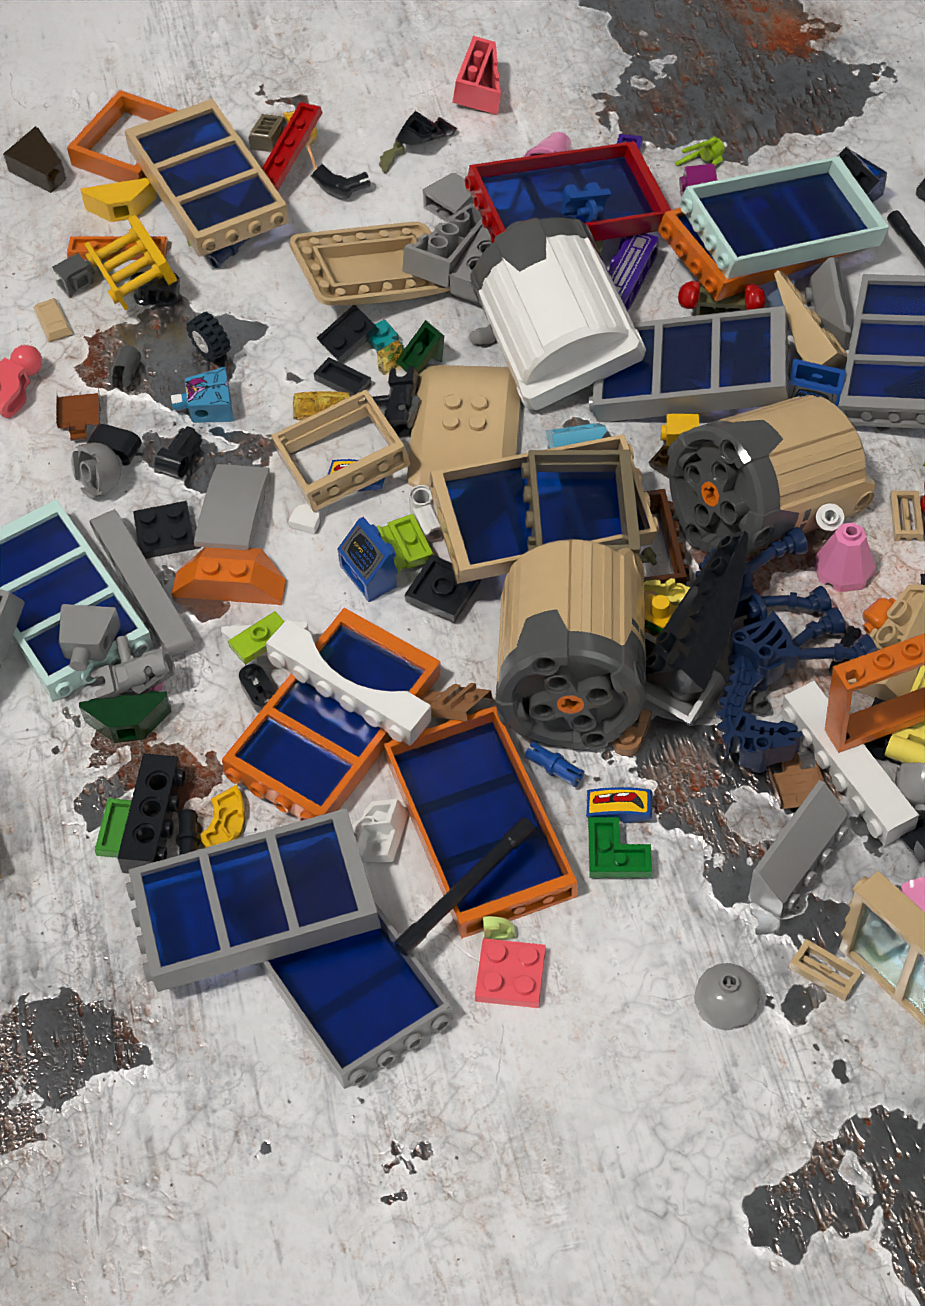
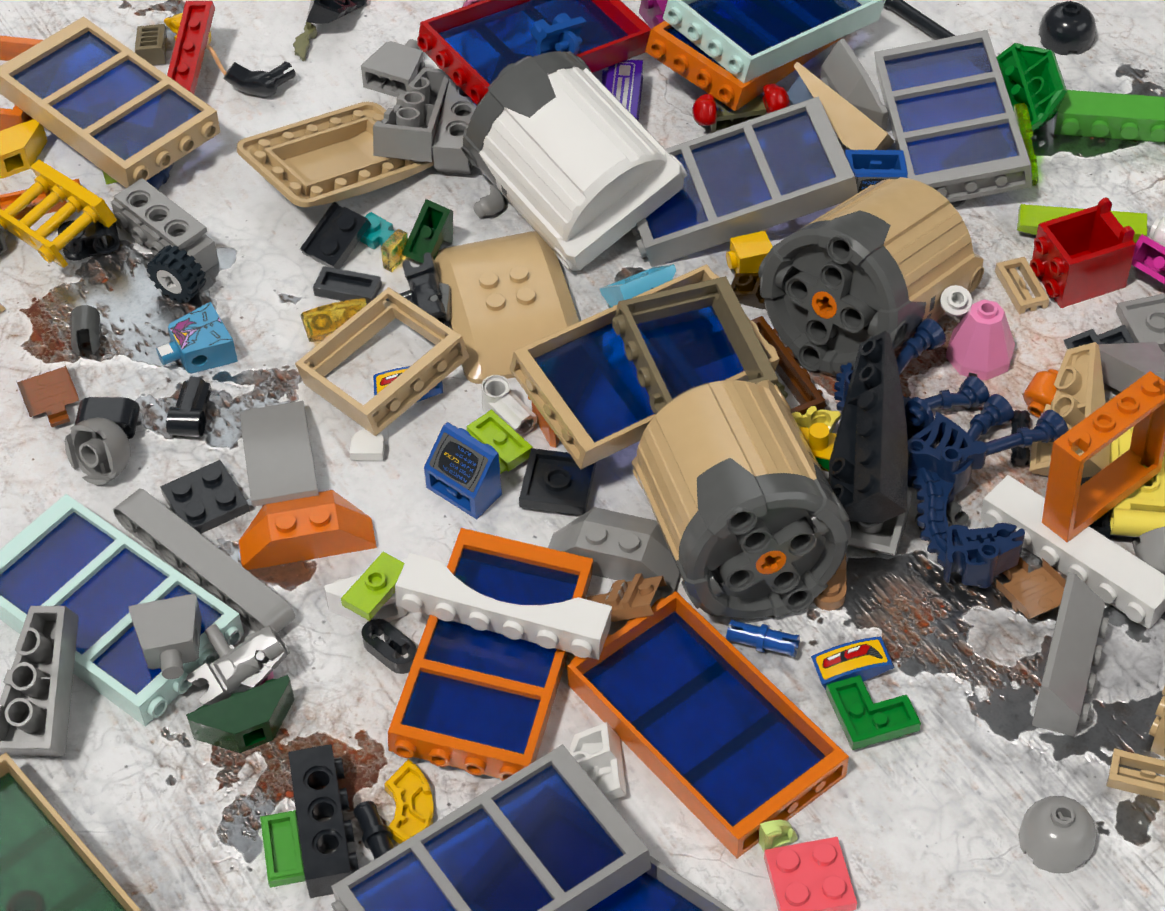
camera: 20 degrees left, 5 degrees down
(214, 293) = (161, 222): none -> light grey brick
(418, 931) = (697, 859): black piece -> none
(465, 653) = (619, 546): none -> light grey wedge

